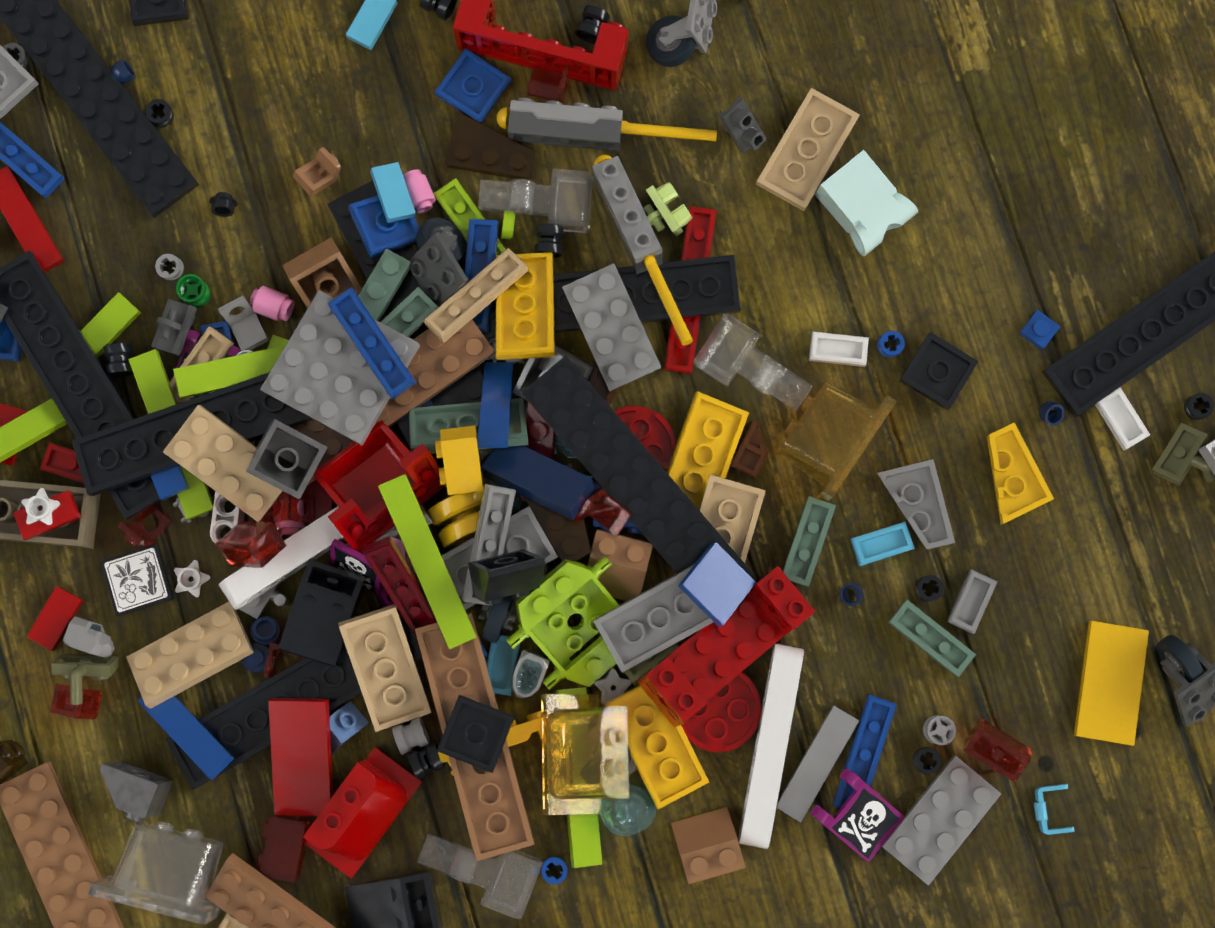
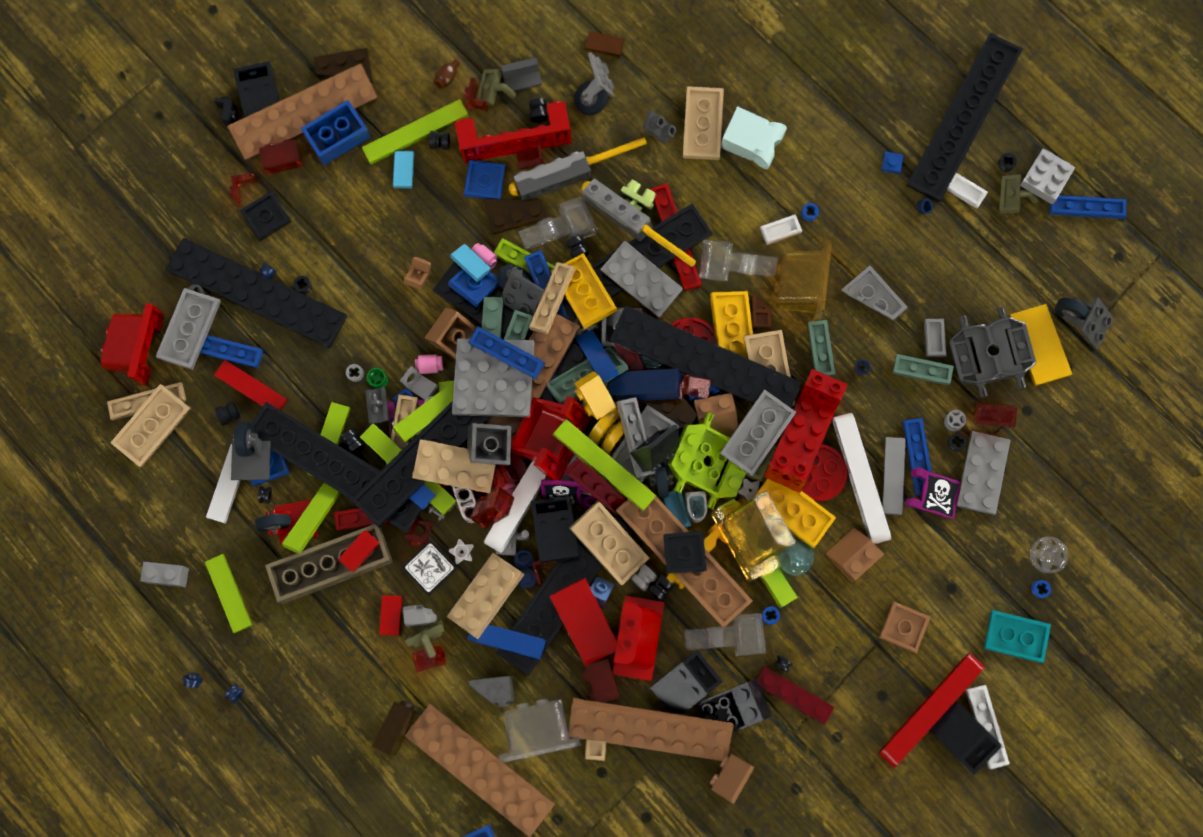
camera: 20 degrees left, 5 degrees down
(32, 508) = (358, 547): white plate -> none
(223, 204) = (369, 320): black plate -> none
(508, 225) = (547, 250): lime tile -> none
(717, 584) = (782, 395): tile -> none
(882, 543) = (865, 329): medium azure tile -> none
(932, 596) = (910, 337): black bush -> none
(938, 371) = (846, 214): black plate -> none
(1015, 474) = (922, 252): yellow wing -> none
(1026, 682) = (992, 367): none -> dark grey piece
(1041, 811) = (1038, 439): medium azure piece -> none

